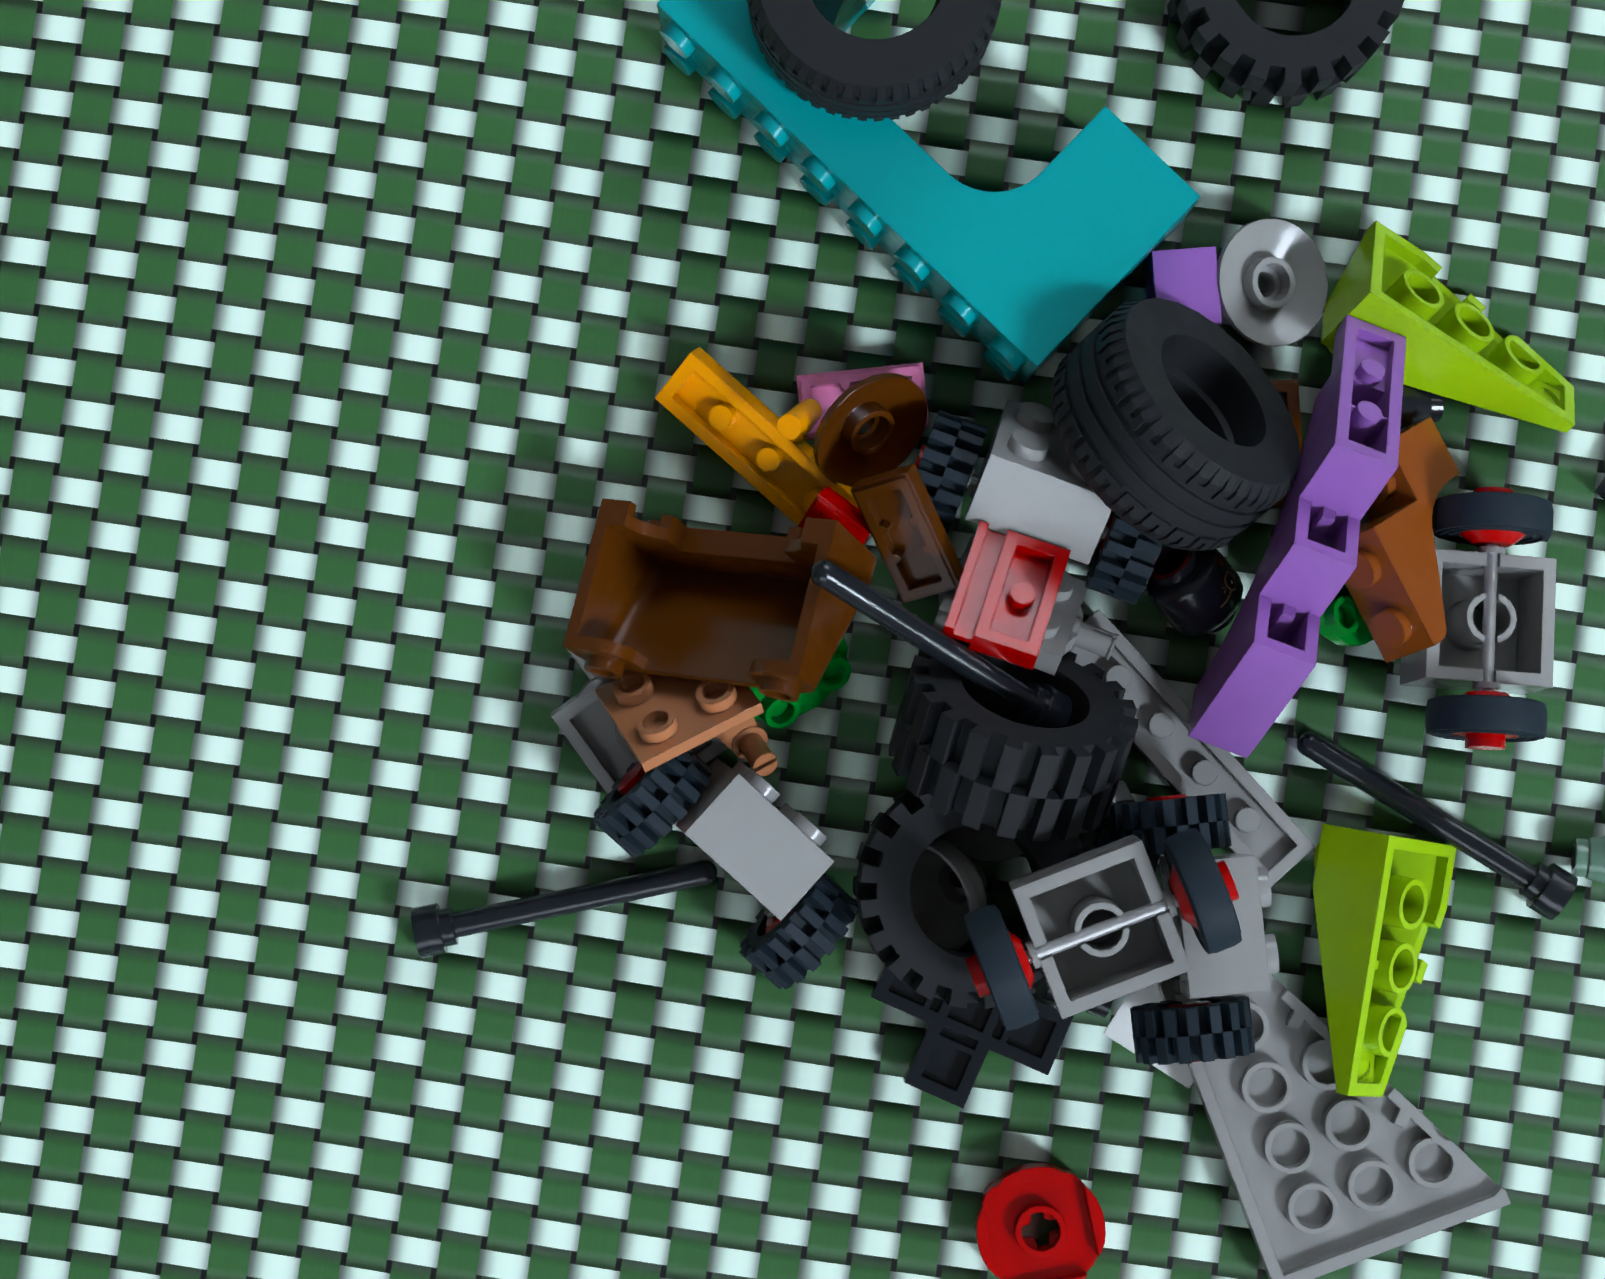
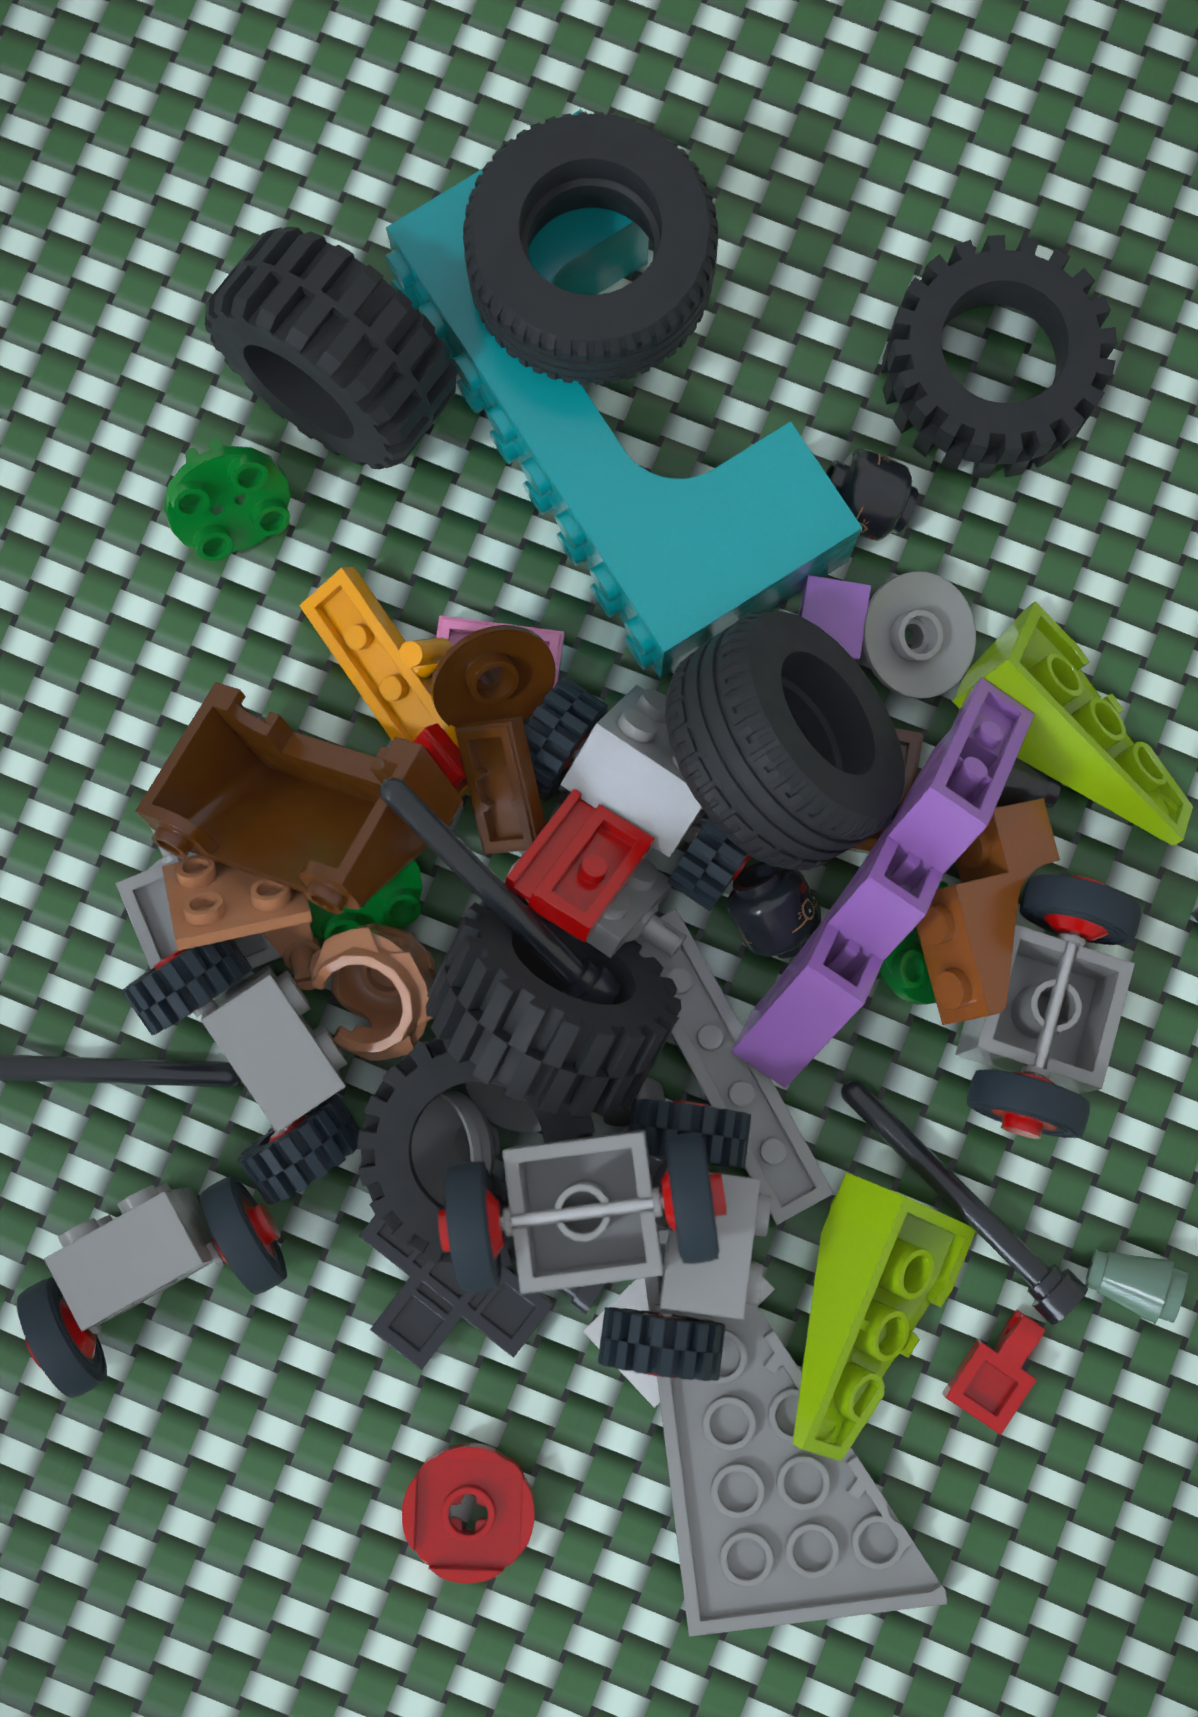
camera: 15 degrees right, 5 degrees down
(559, 311) = (227, 500): none -> green plate
(634, 138) = (331, 347): none -> black tyre
(668, 1071) = (126, 1260): none -> brick
(837, 747) = (381, 978): none -> nougat helmet
(1195, 148) = (875, 492): none -> black head
(1505, 986) = (991, 1380): none -> red plate

